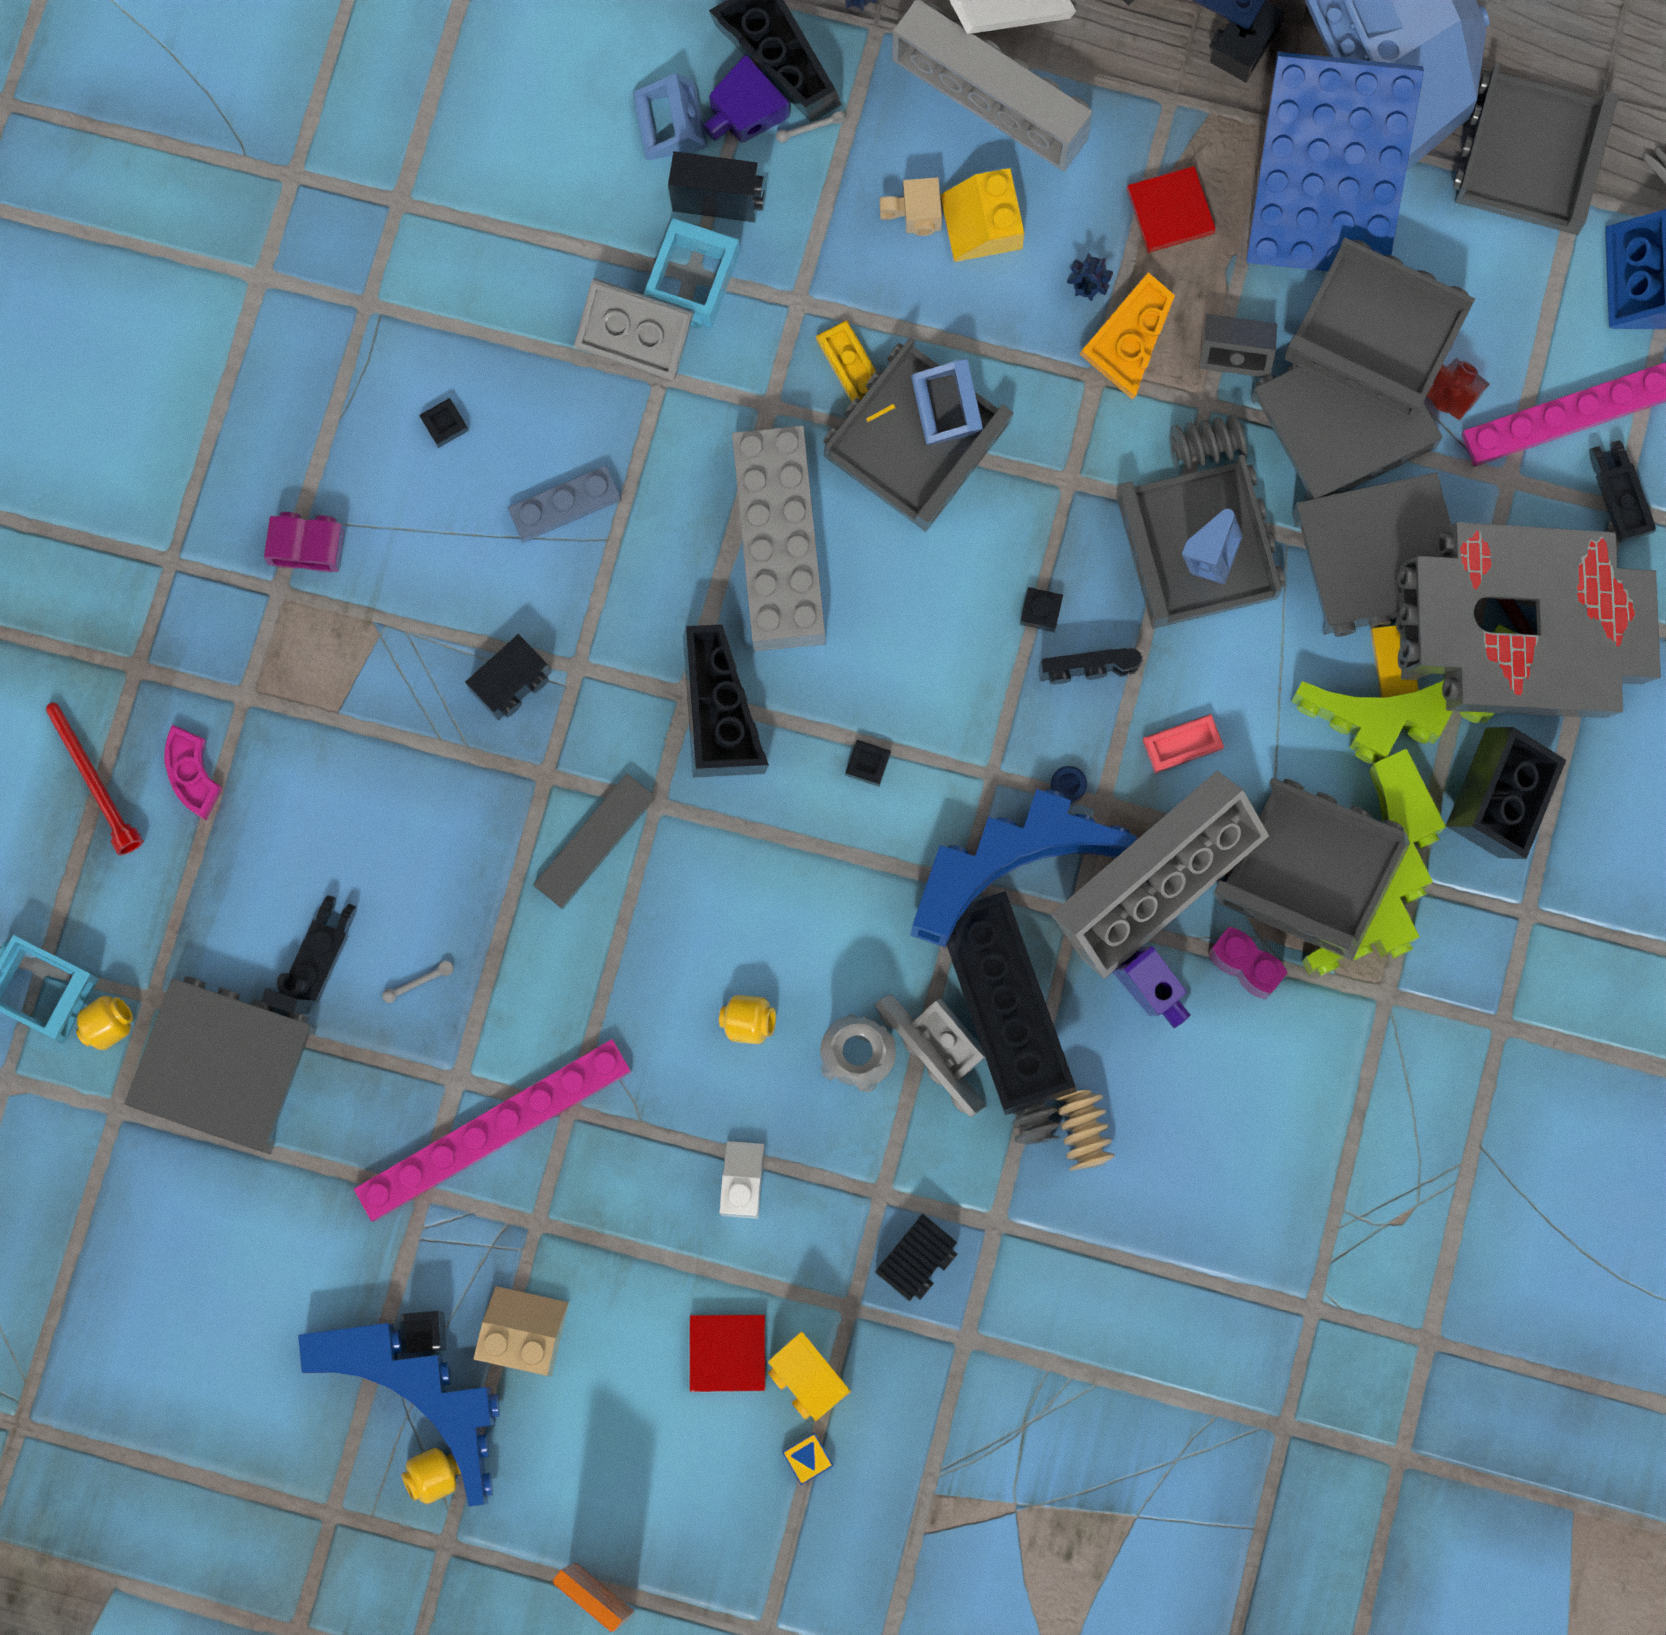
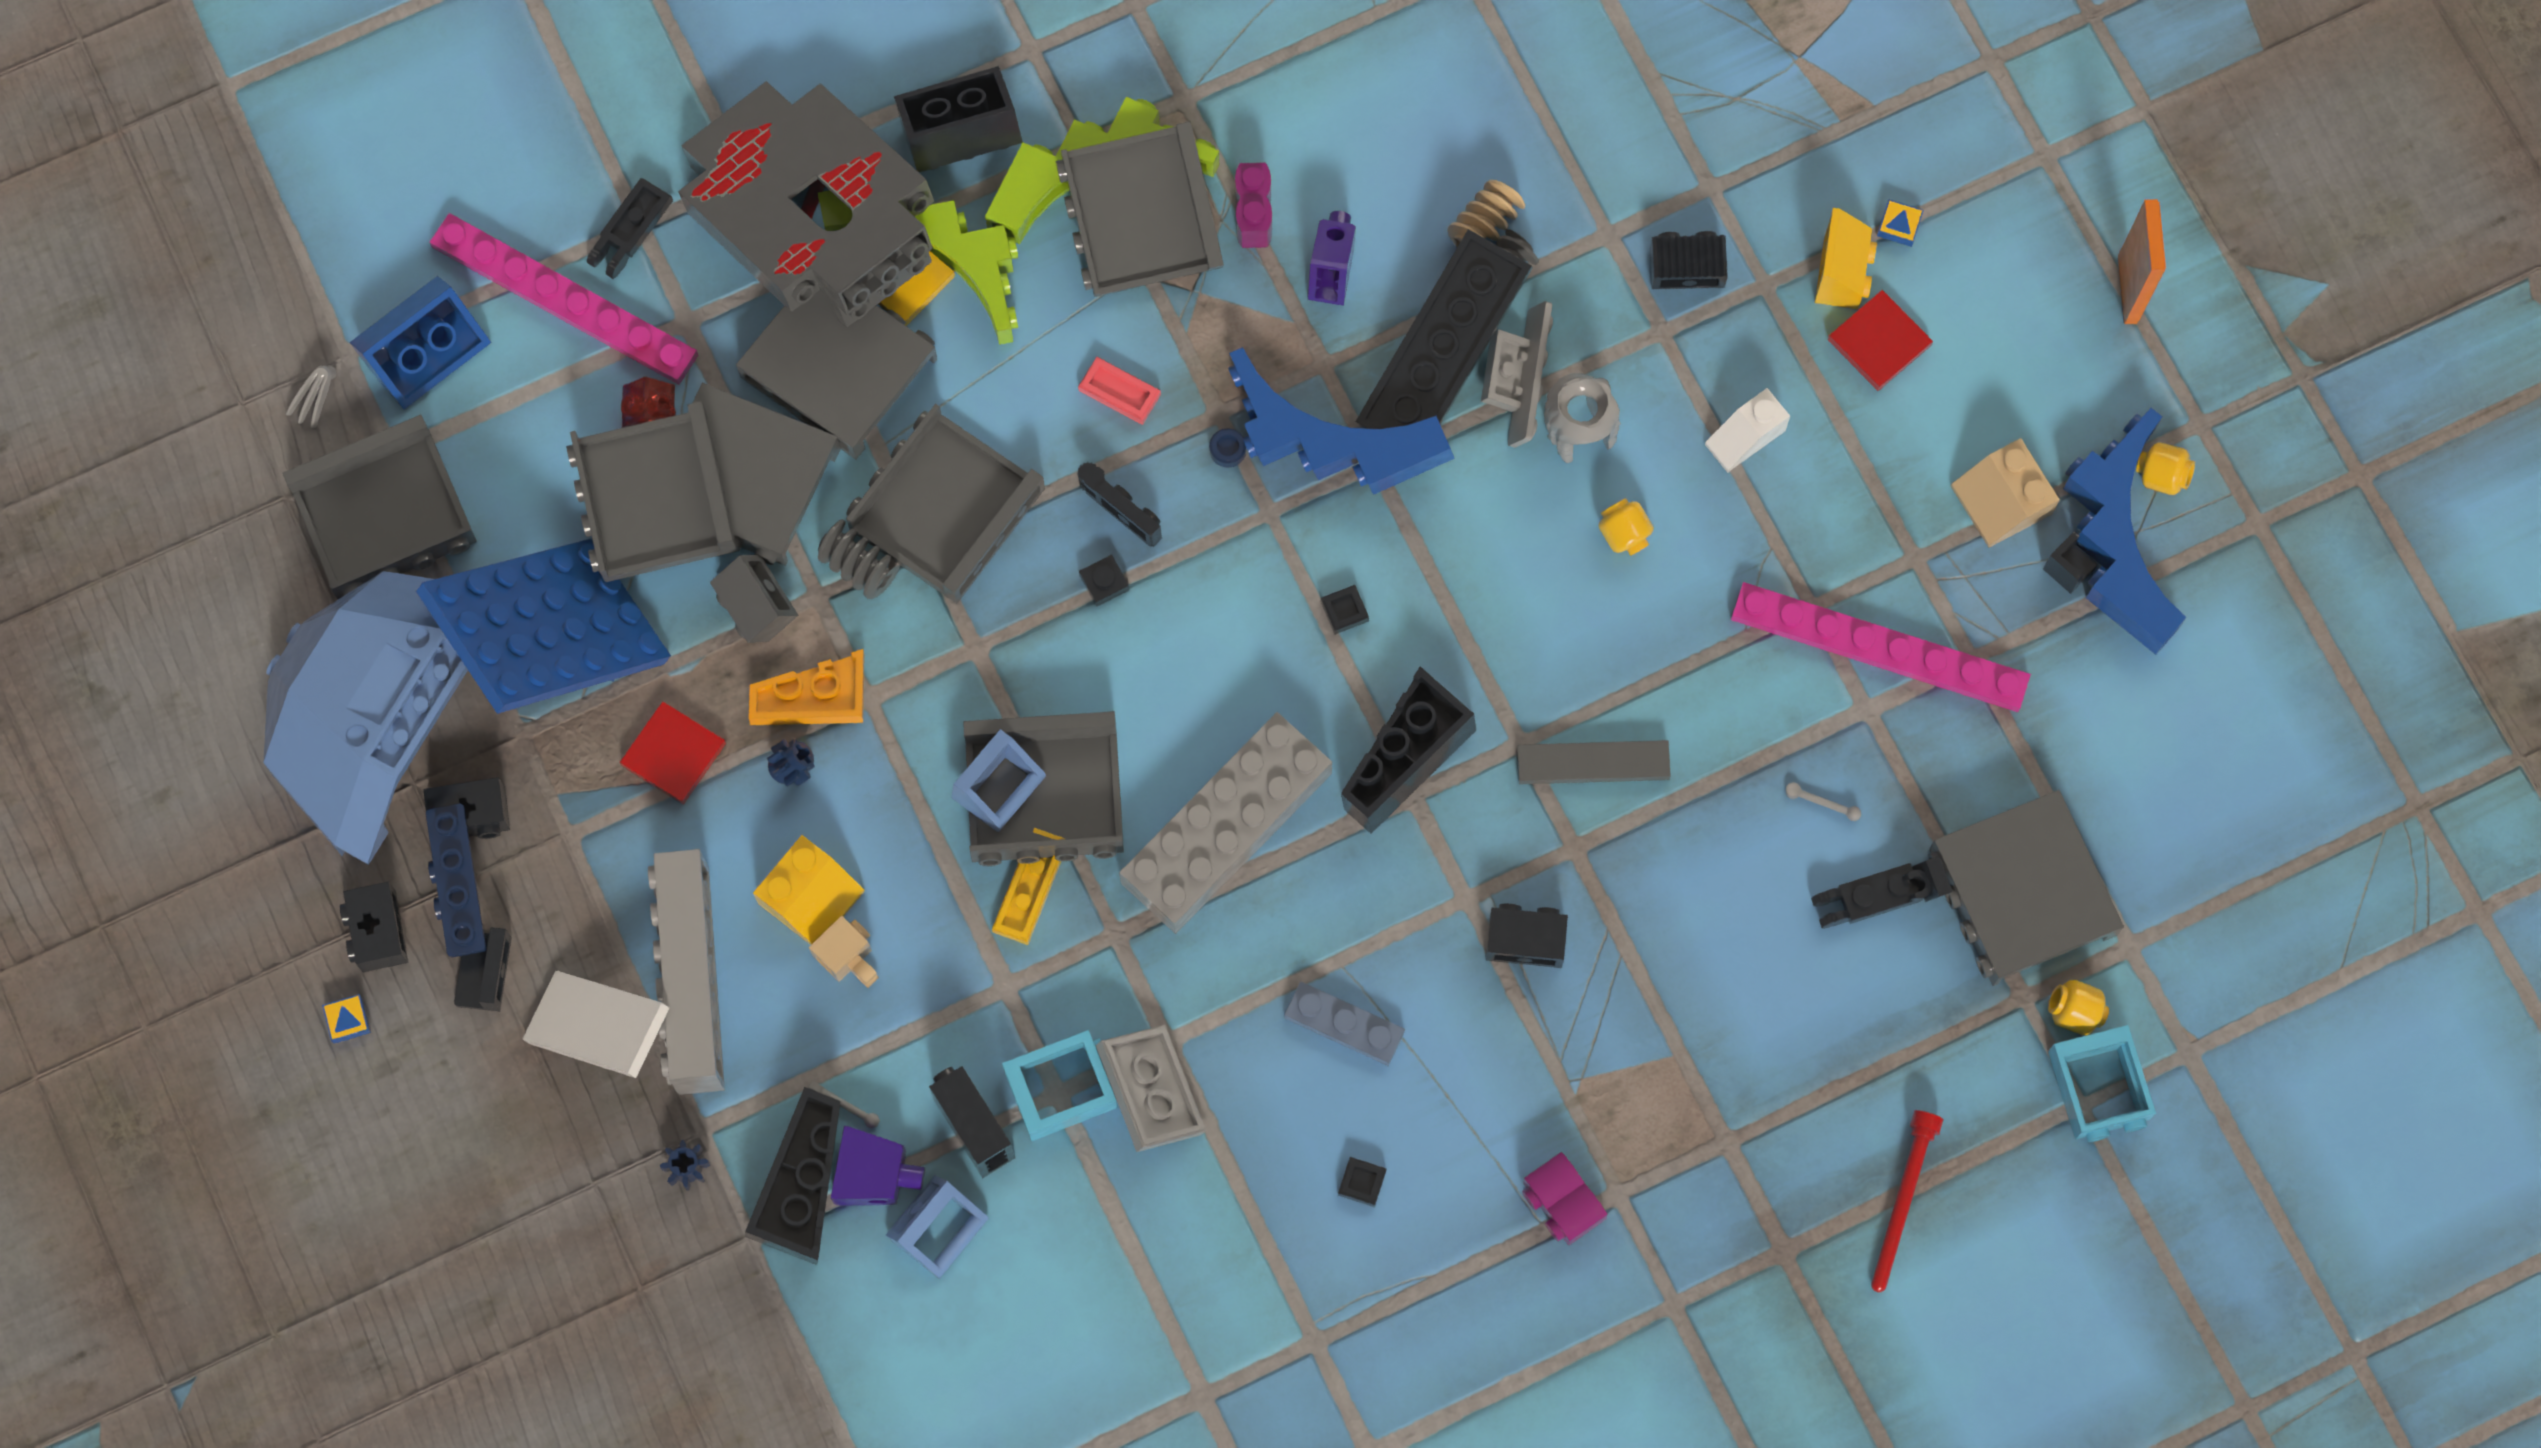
camera: 135 degrees left, 5 degrees down
(187, 772) = (1829, 1128): dark pink tile -> none
(1160, 874) = (1244, 312): light grey brick -> none
(1214, 548) = (947, 473): medium blue tile -> none

